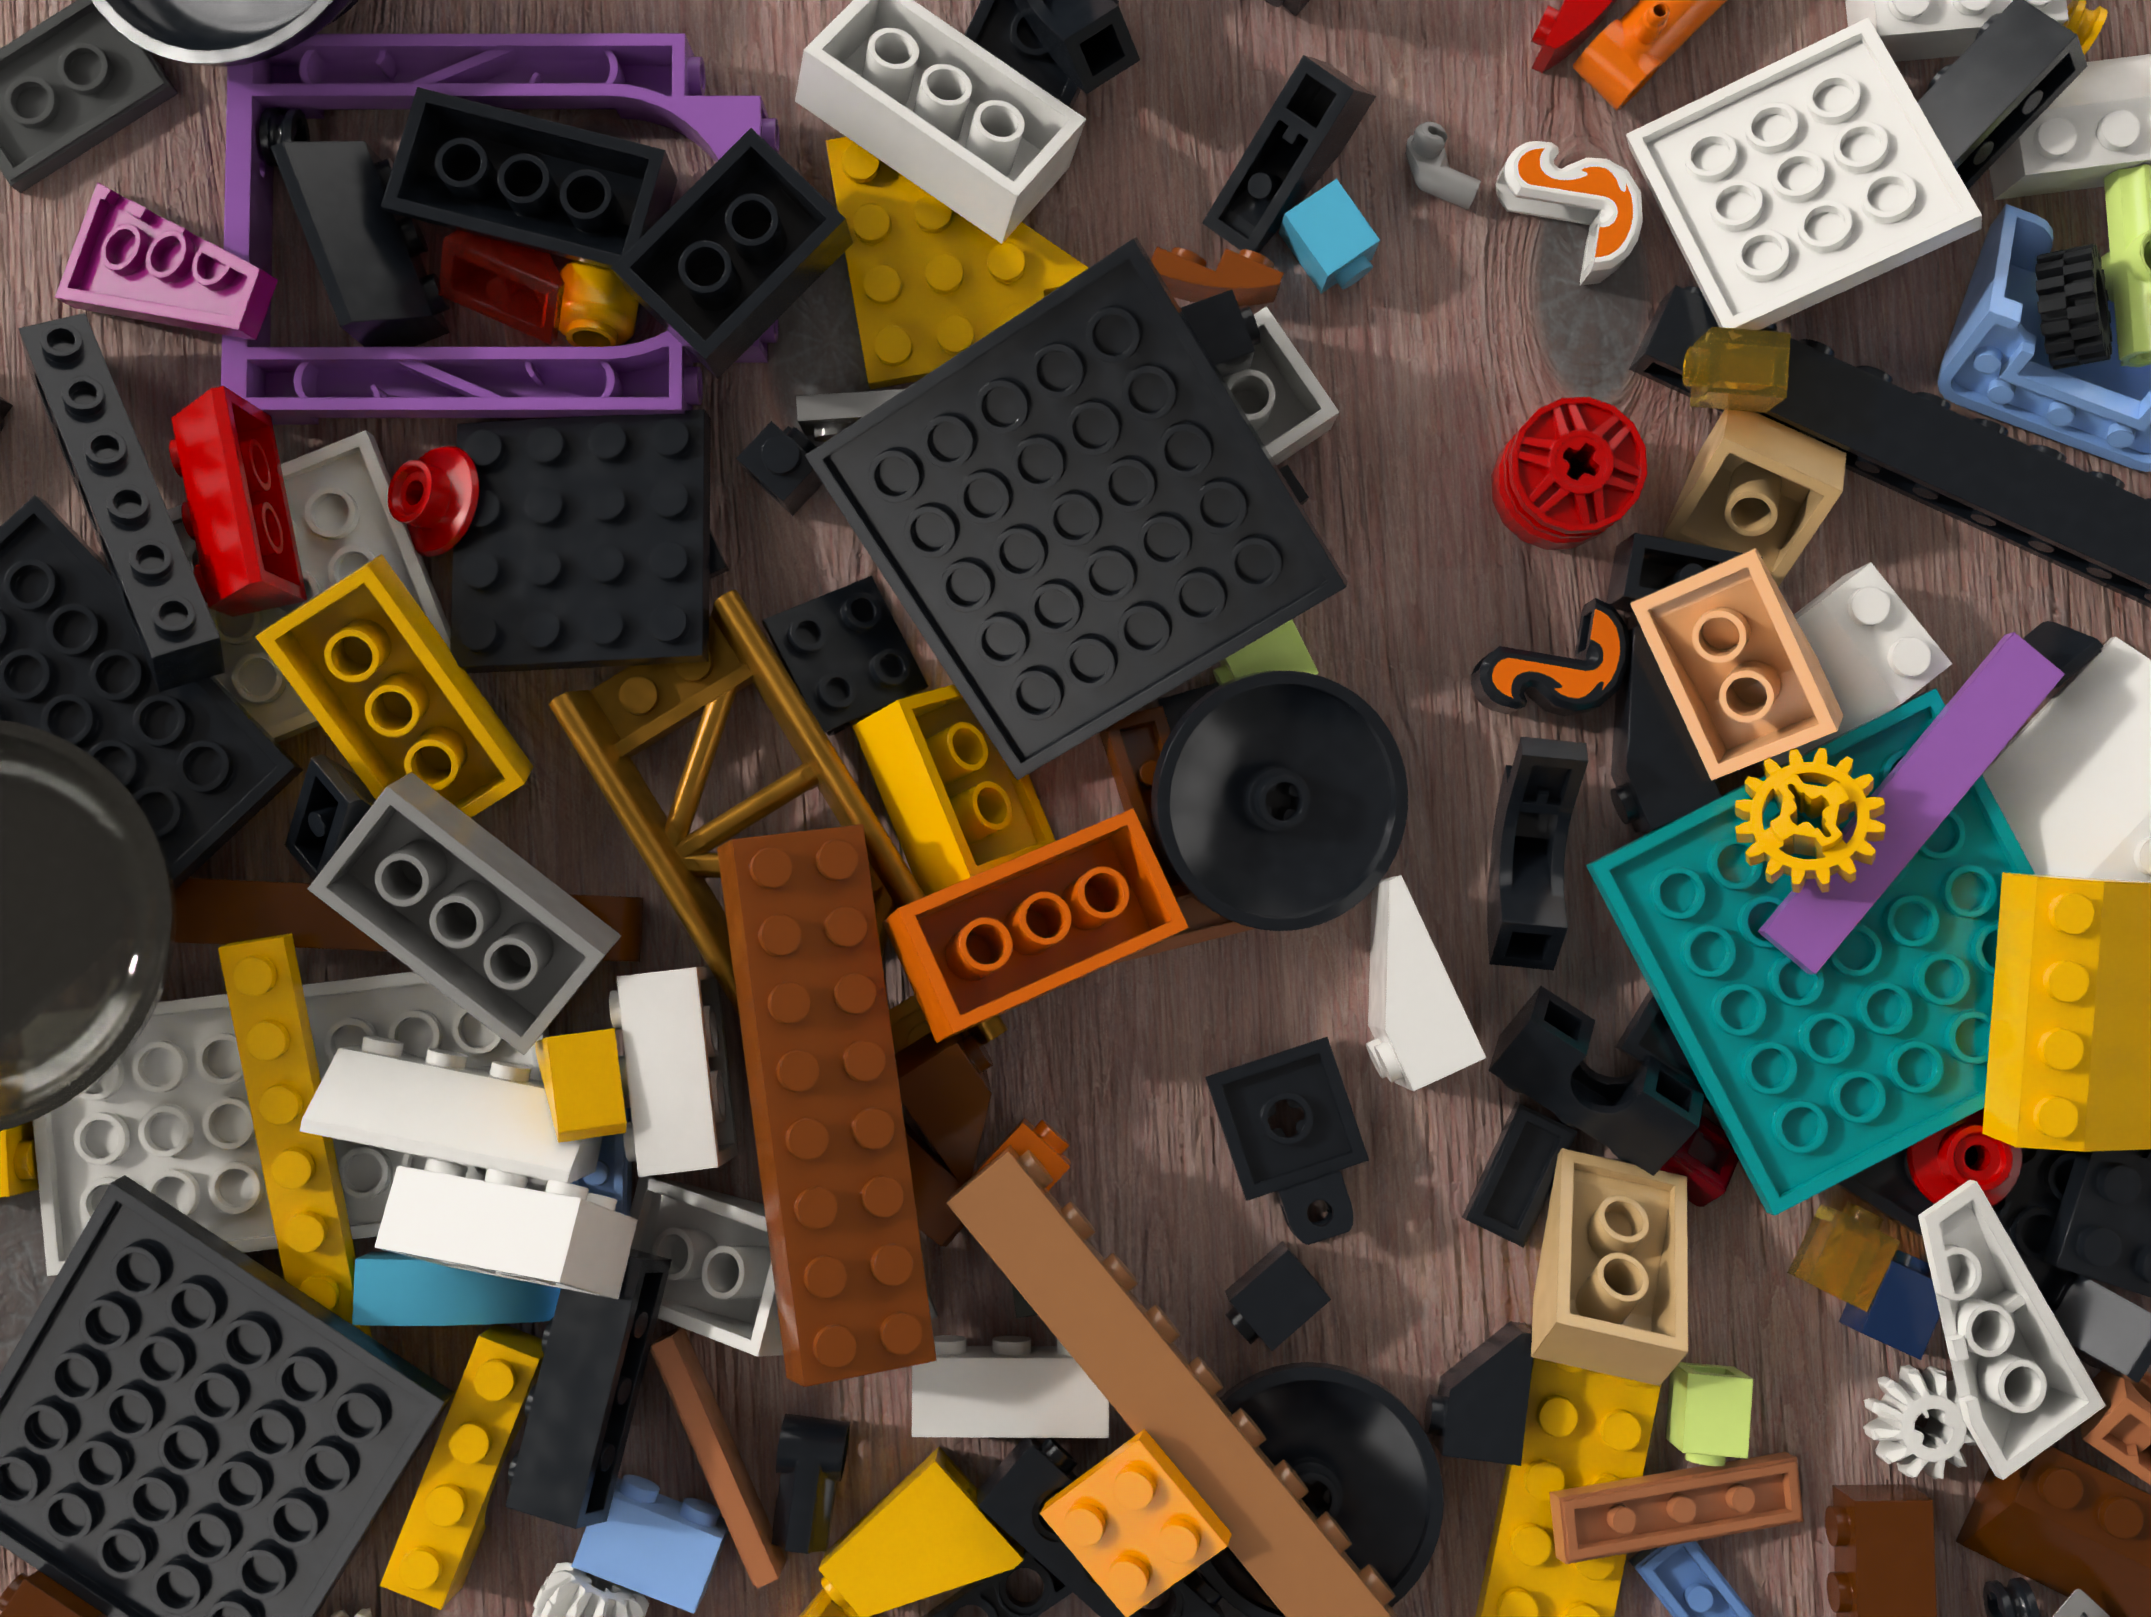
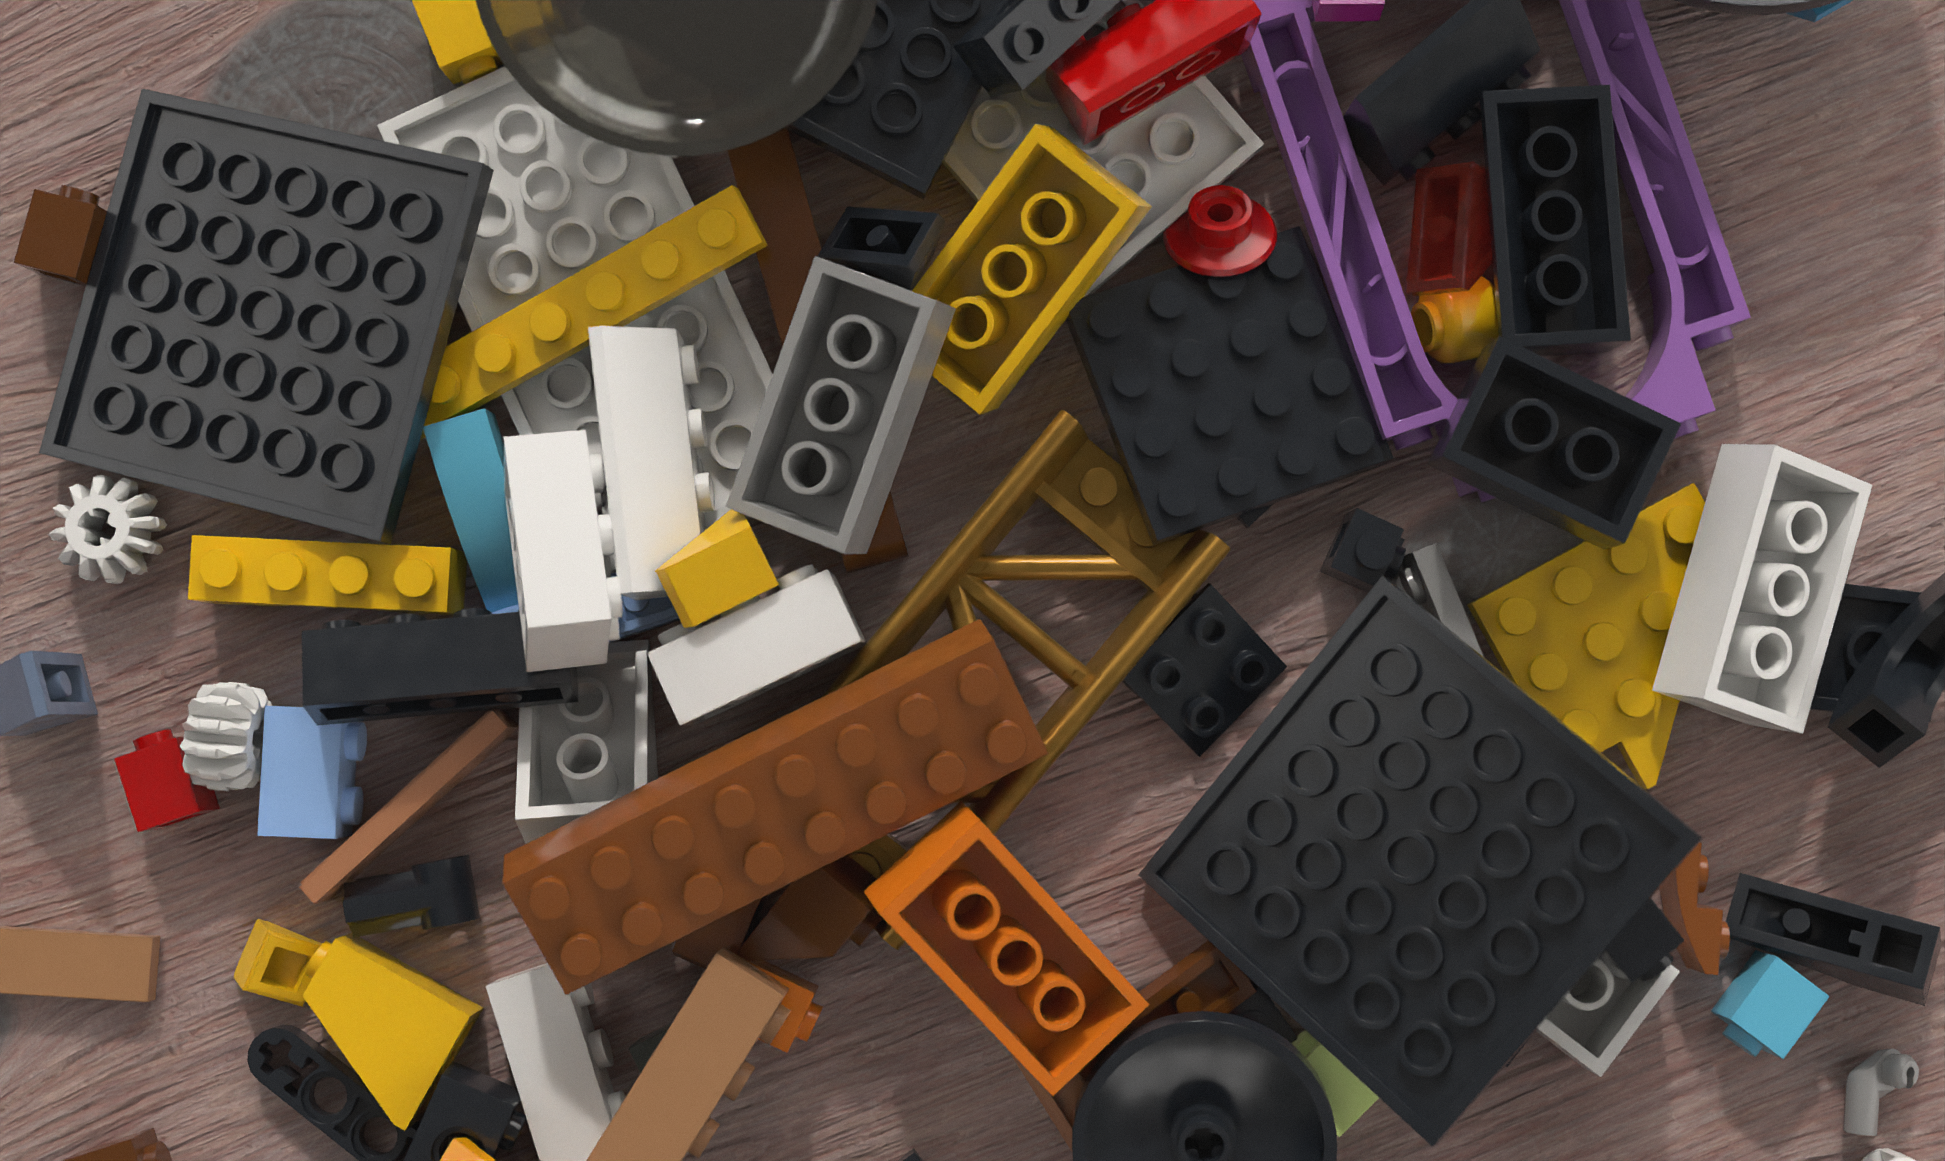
camera: 75 degrees right, 0 degrees up
(948, 789) = (1104, 816): yellow slope -> none

